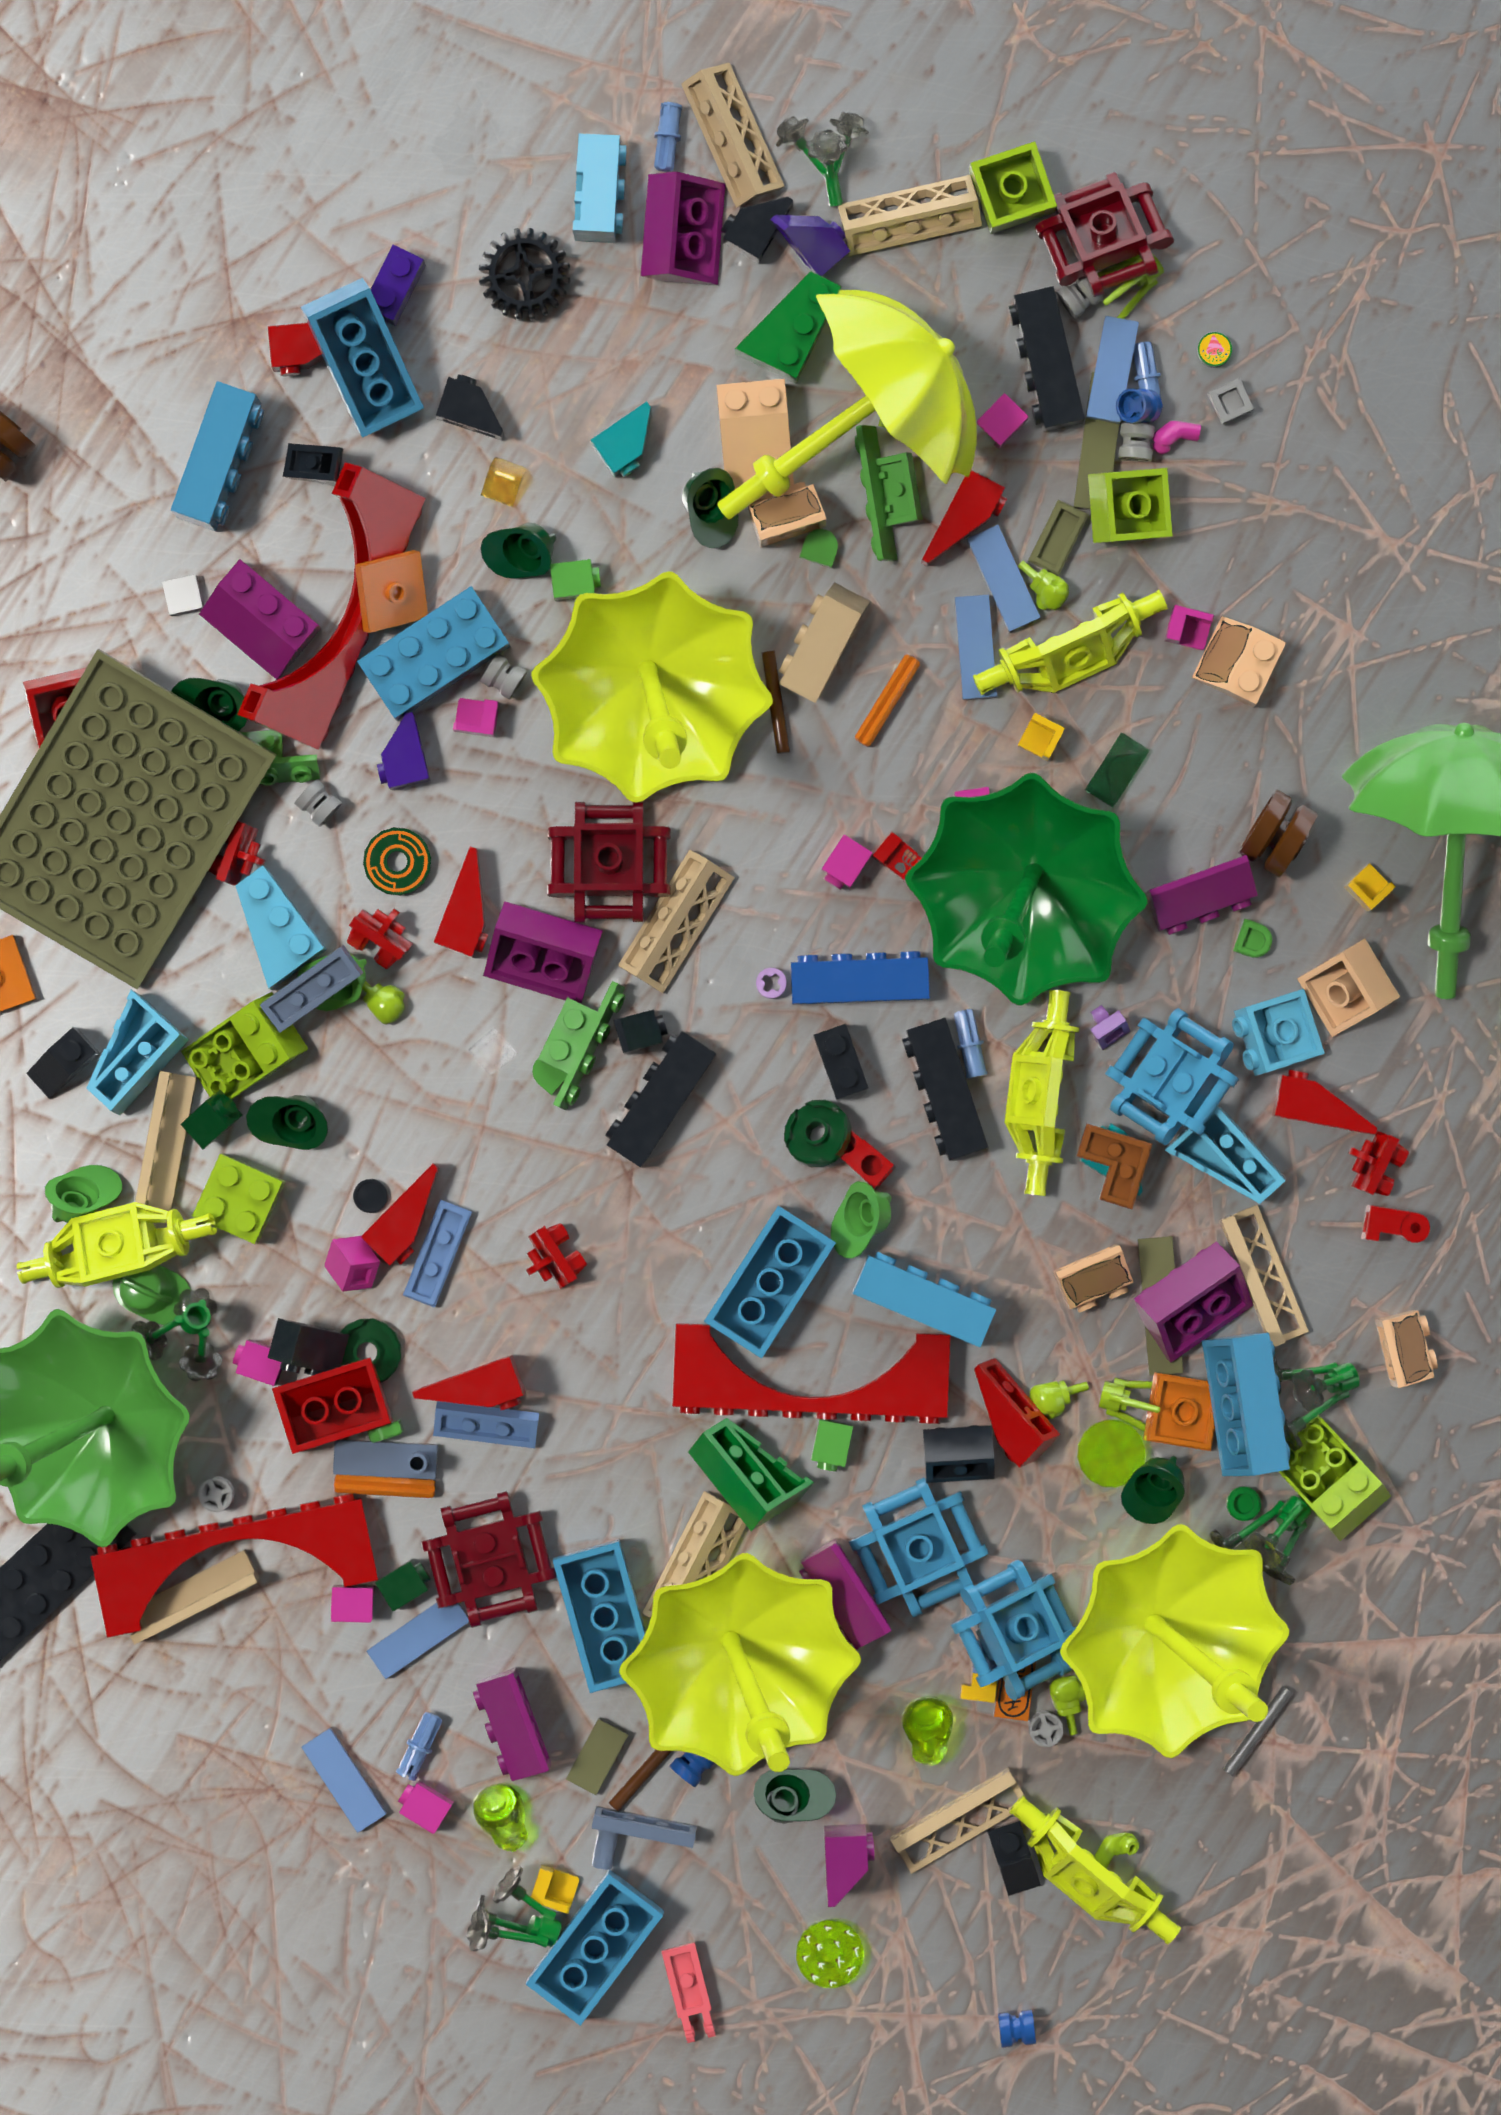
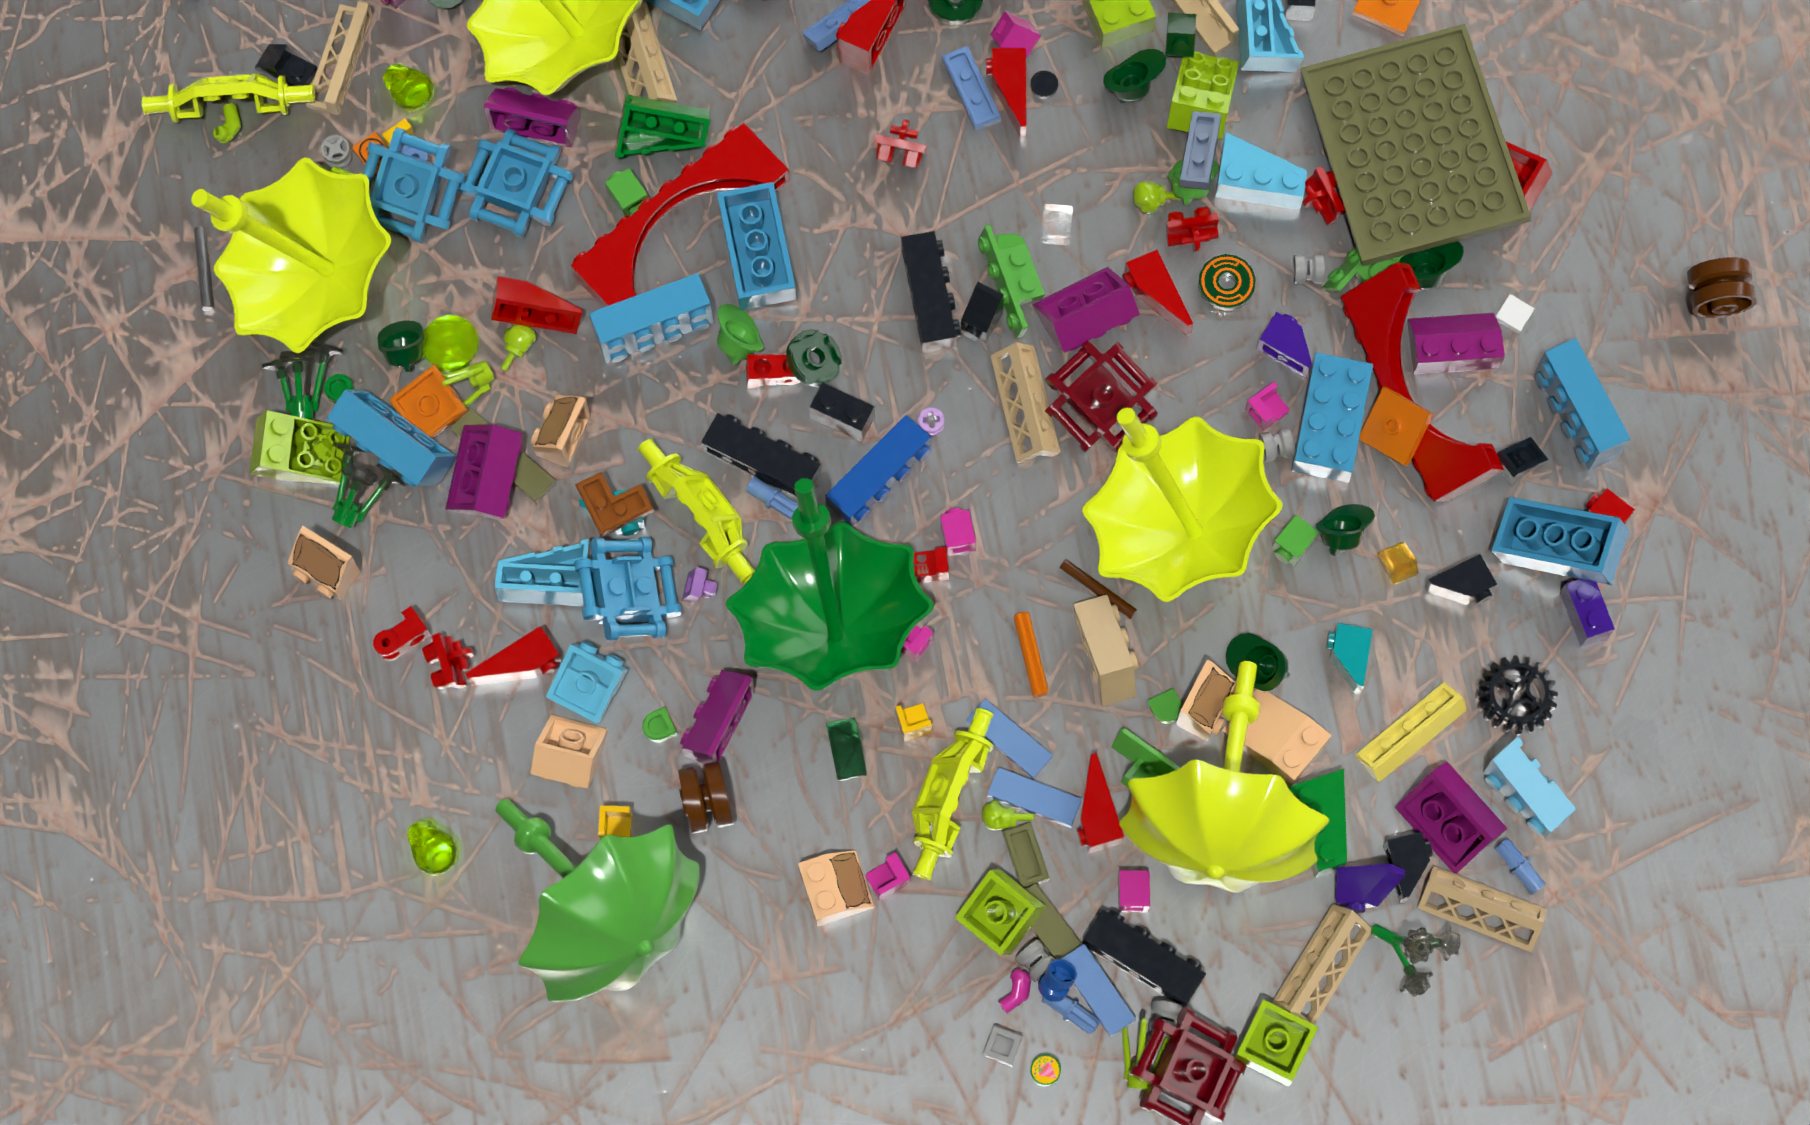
camera: 130 degrees right, 15 degrees down
(639, 332) = (1411, 731): none -> light yellow slope
(958, 1454) = (543, 254): black brick -> none
(1255, 1287) = (454, 518): tan fence -> none

